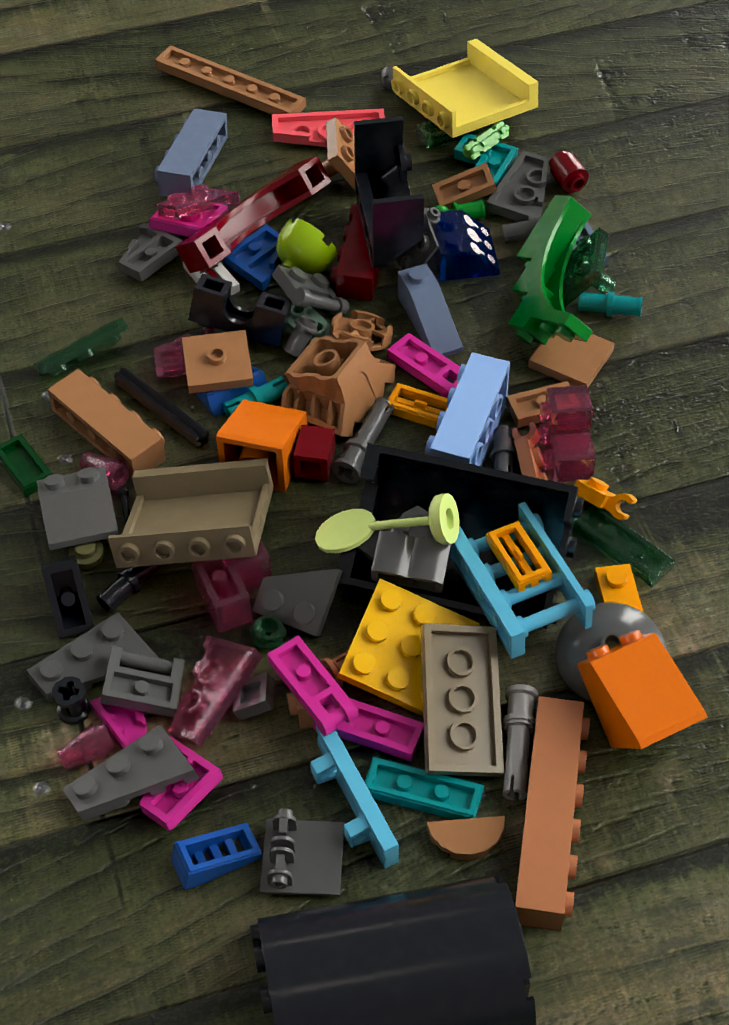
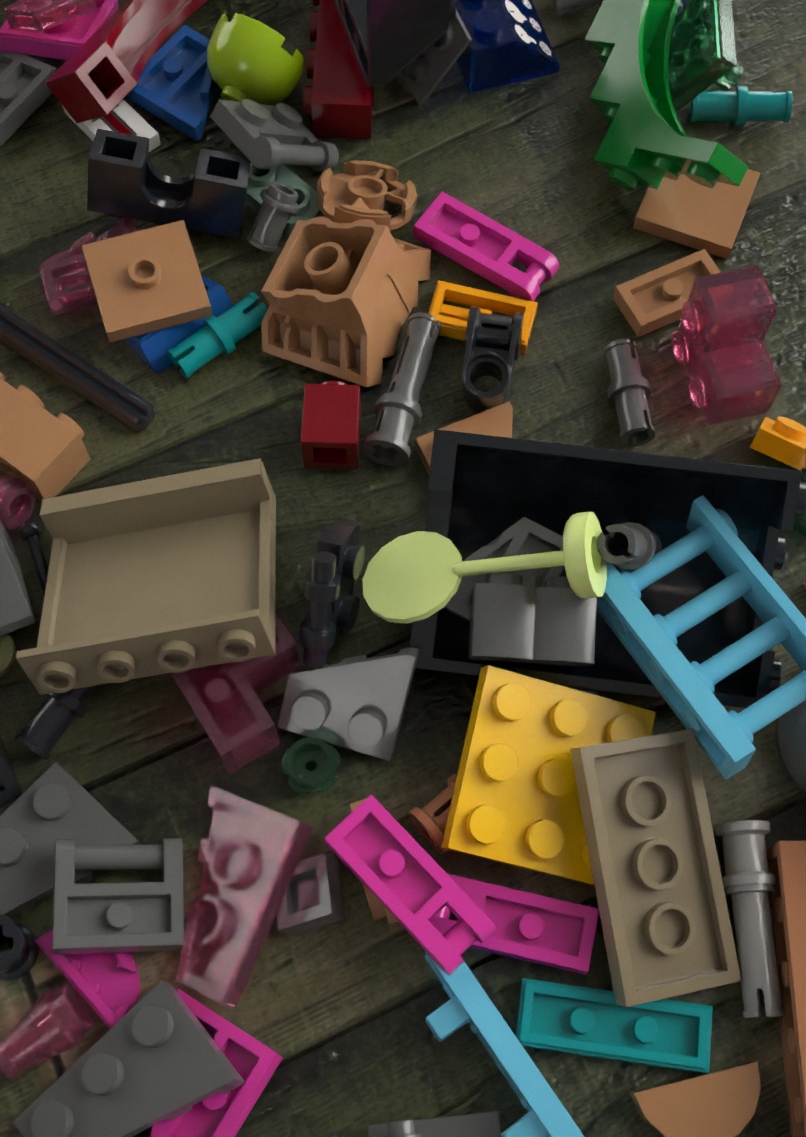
camera: 10 degrees left, 15 degrees up
(262, 432) = (242, 410): orange slope -> none
(296, 533) = (330, 590): none -> black plate
(419, 423) = (490, 350): none -> black piece
(428, 310) = (463, 147): sand blue slope -> none
(472, 411) = (571, 338): light blue brick -> none
(473, 522) = (628, 545): none -> dark grey pin
(529, 457) = (675, 397): nougat plate -> none
(529, 577) = (720, 645): light orange tile -> none

